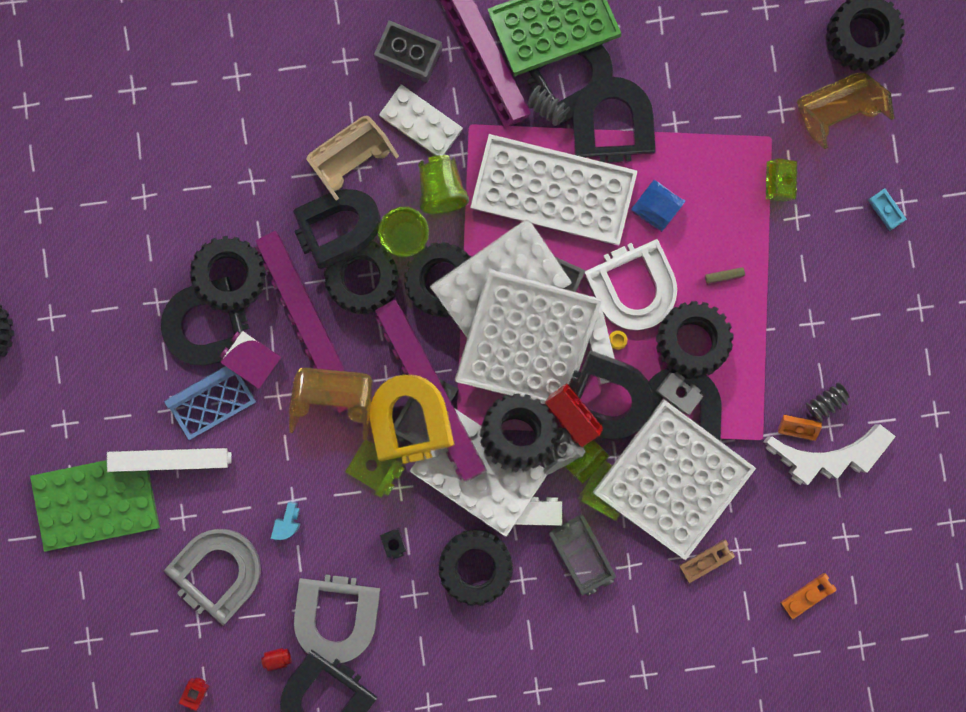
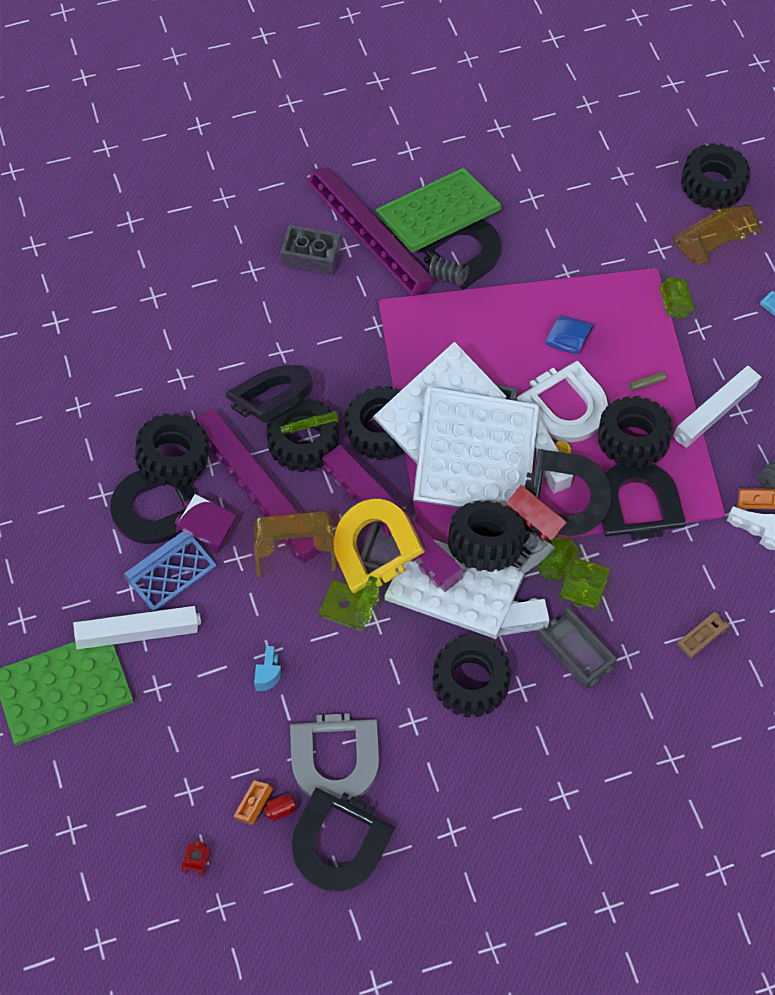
camera: 10 degrees left, 25 degrees down
(238, 593) = (176, 716): light grey piece -> none
(253, 650) = (253, 802): none -> orange plate
(347, 151) = (273, 334): tan windscreen -> none
(368, 274) = (310, 422): none -> clear neon green piece
(394, 534) = (378, 663): black brick -> none
(403, 232) = (337, 384): clear neon green piece -> none
(420, 121) = (333, 306): white plate -> none
(441, 186) = (364, 347): clear neon green piece -> none
(554, 189) = (489, 334): white plate -> none
(642, 119) = (519, 252): black piece -> none
(668, 391) = (636, 488): light grey brick -> none
(674, 479) = (651, 560): white plate -> none
(787, 319) = (716, 406): none -> white brick

